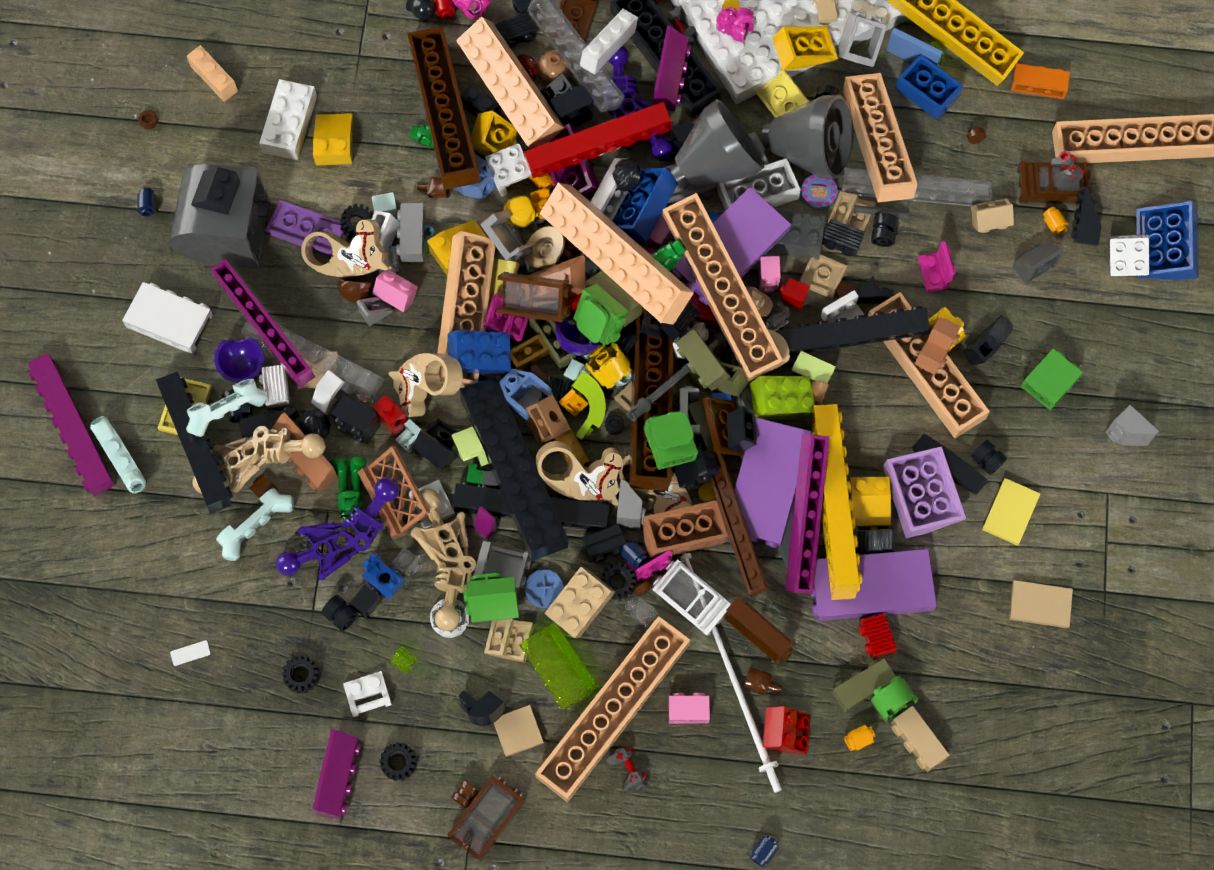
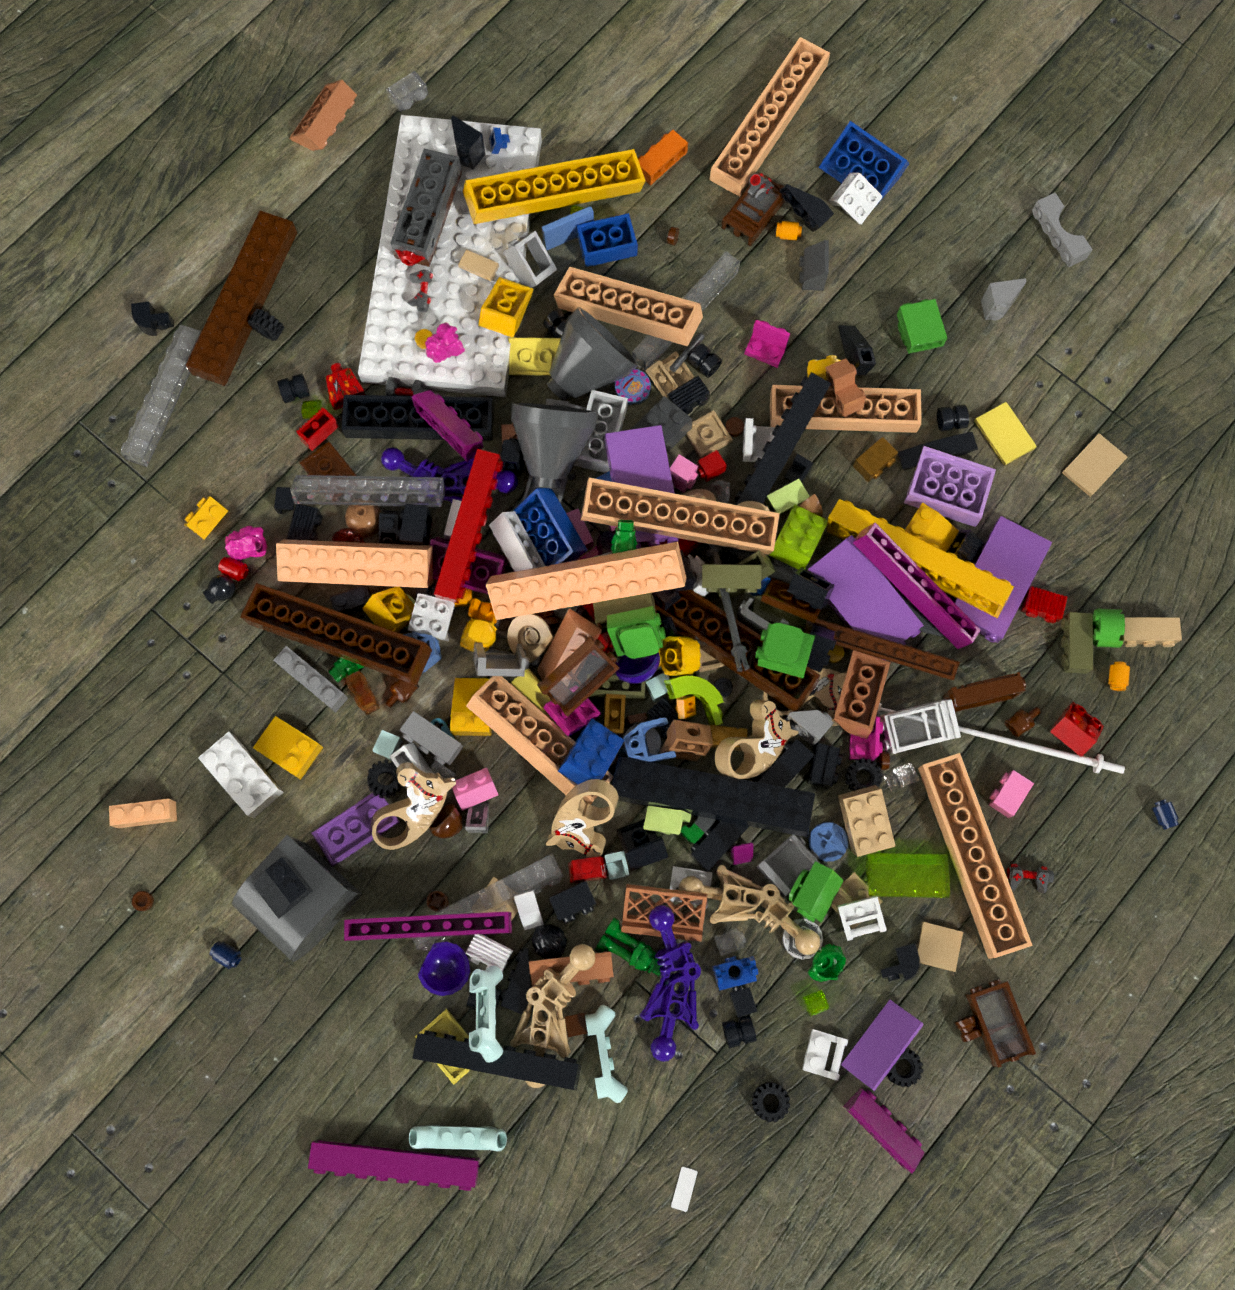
camera: 55 degrees left, 5 degrees up
(167, 317) = (353, 1007): white panel -> none
(289, 319) = (435, 899): none -> reddish brown wheel
(396, 117) = (310, 679): none -> light grey arch
(404, 731) = (882, 1045): none -> medium lavender tile
(412, 160) = (363, 695): none -> clear orange brick
(441, 647) = (827, 963): none -> green hair
(501, 645) = (858, 912): none -> white plate
(608, 41) = (384, 455): white brick -> none
(627, 174) = (517, 523): black hair -> none
(635, 554) = (855, 747): dark blue brick -> none
(846, 366) = (799, 469): none -> black panel
(870, 295) = (751, 409): black slope -> none
(902, 419) = (876, 459): none -> pearl gold brick
(992, 215) = (752, 271): tan brick -> none

